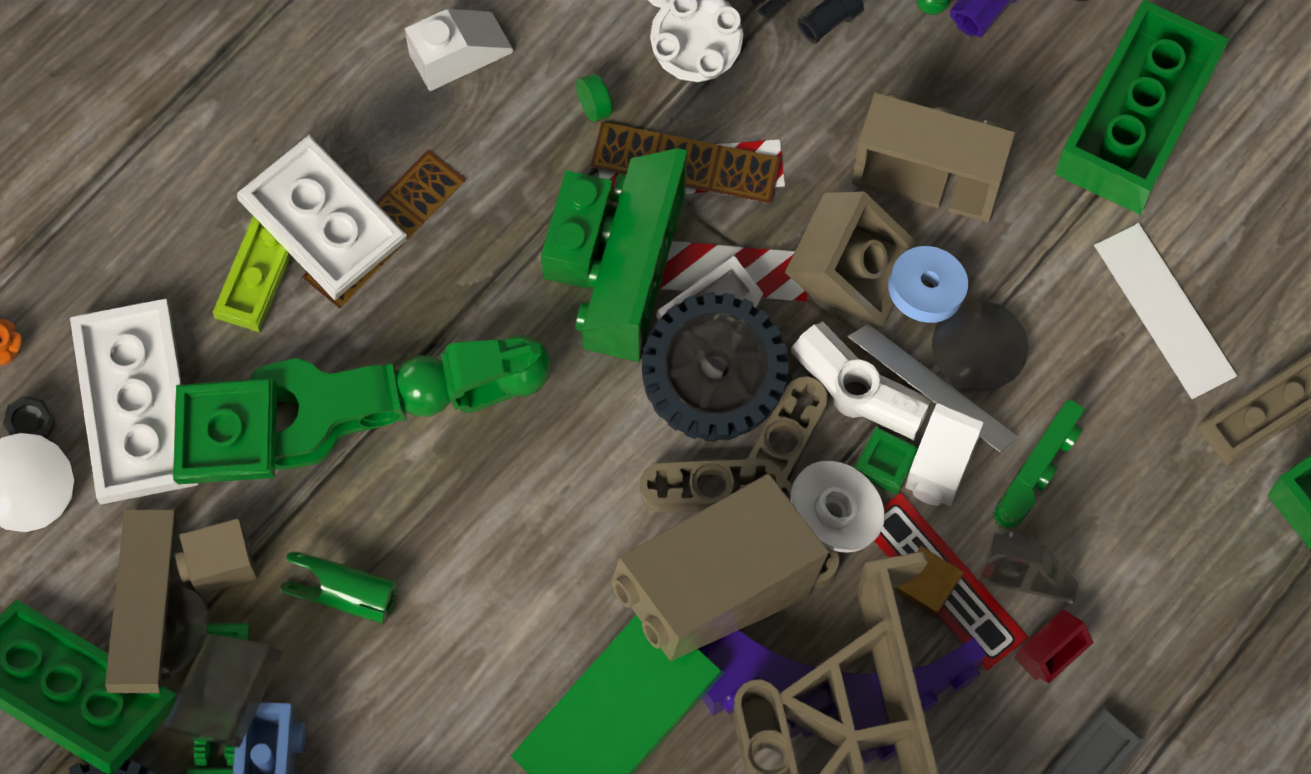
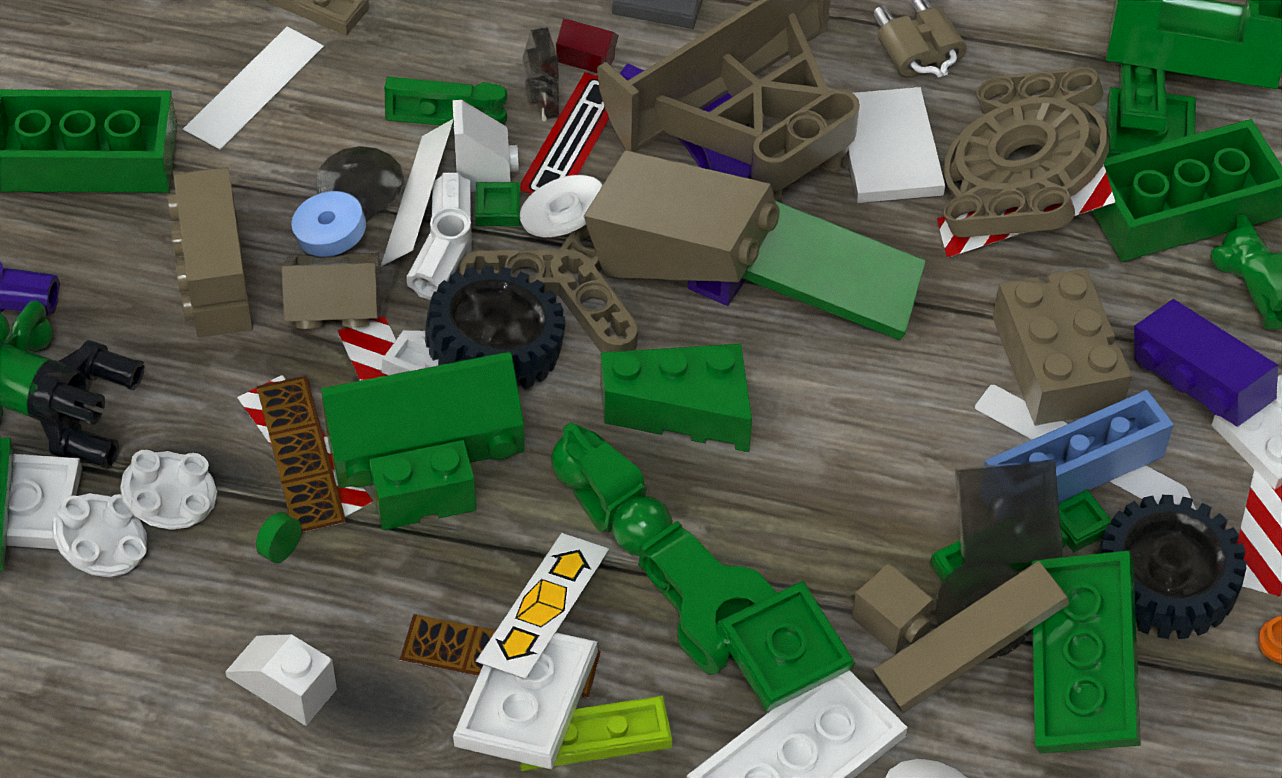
camera: 120 degrees left, 15 degrees down
(344, 588) = (854, 506): green piece -> none
(400, 273) = (542, 606): none -> sticker
(549, 499) = (679, 391): none -> green wedge
(933, 585) = (583, 137): pearl gold tile -> none

